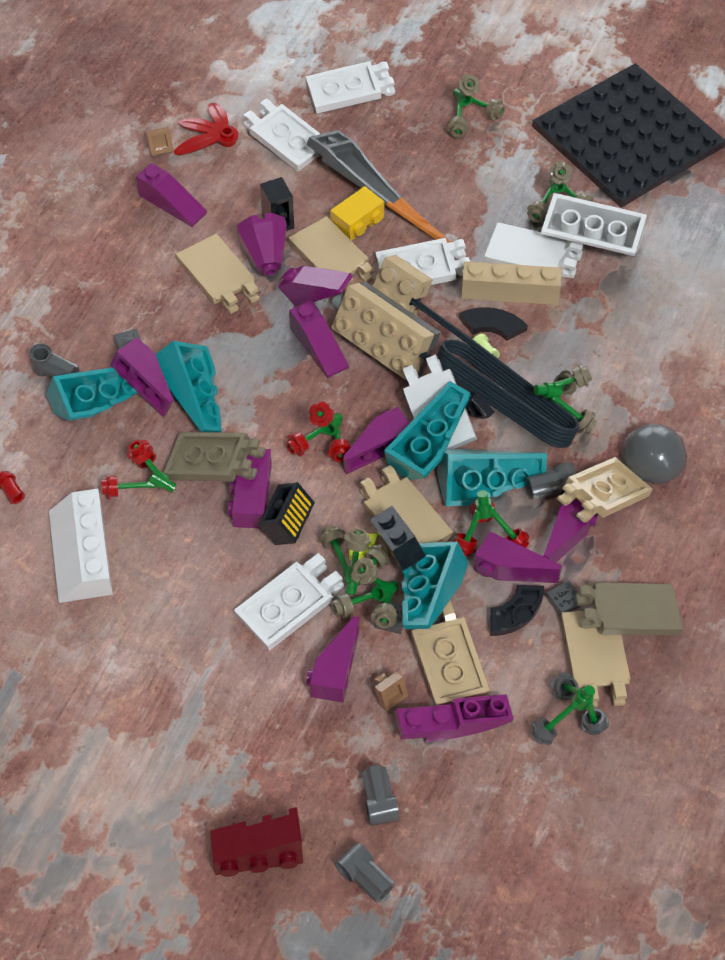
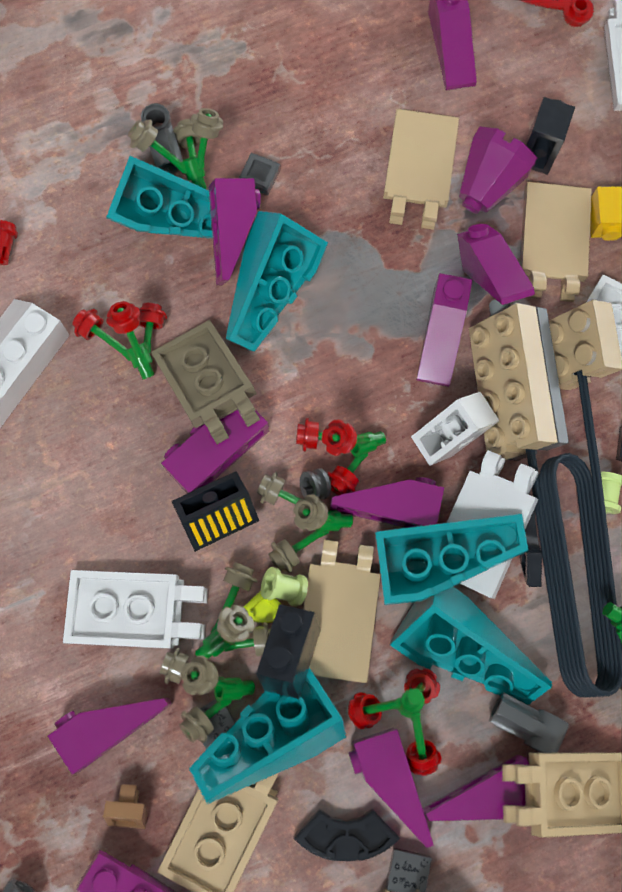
camera: 40 degrees right, 20 degrees up
(51, 360) = (189, 134): none -> dark tan plant
(329, 470) = (315, 483): none -> dark grey bush
(345, 470) = (309, 514): none -> dark tan plant
(361, 520) = (284, 586): none -> yellowish green bush
(374, 374) = (455, 428): none -> white brick

